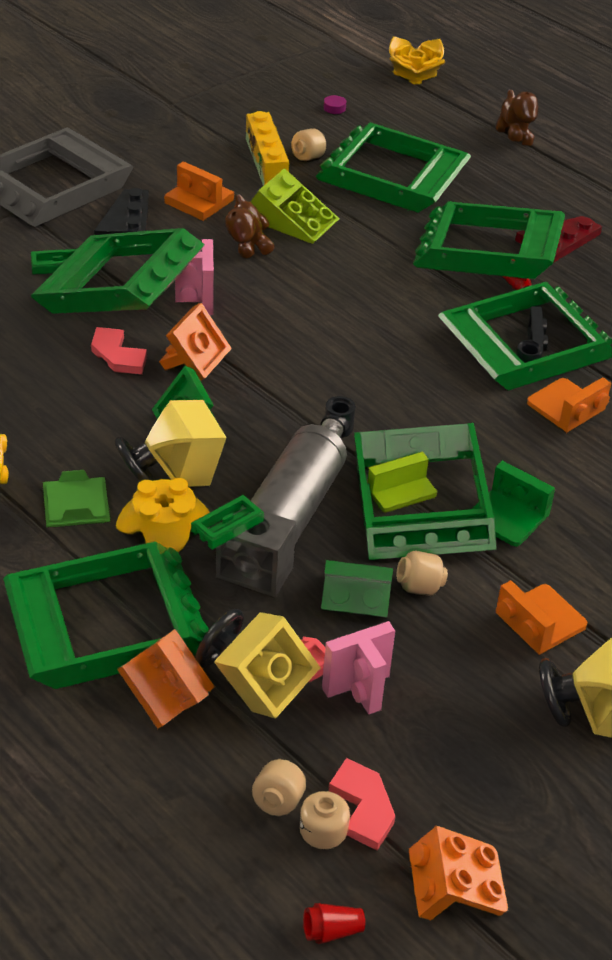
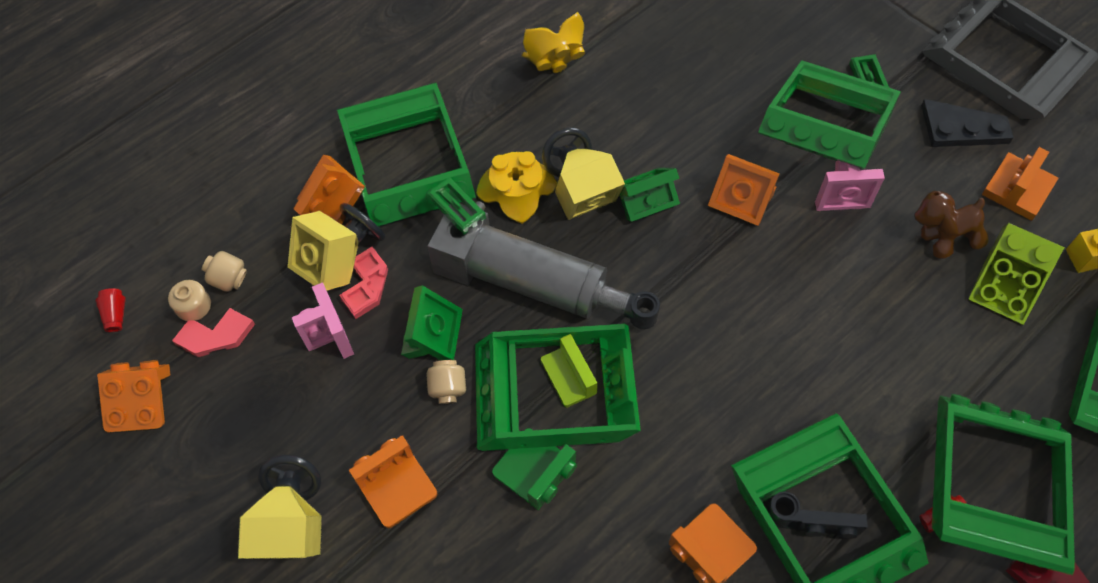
camera: 95 degrees right, 20 degrees up
(75, 500) = (537, 124): bright green piece -> none
(108, 345) = (729, 137): coral tile -> none

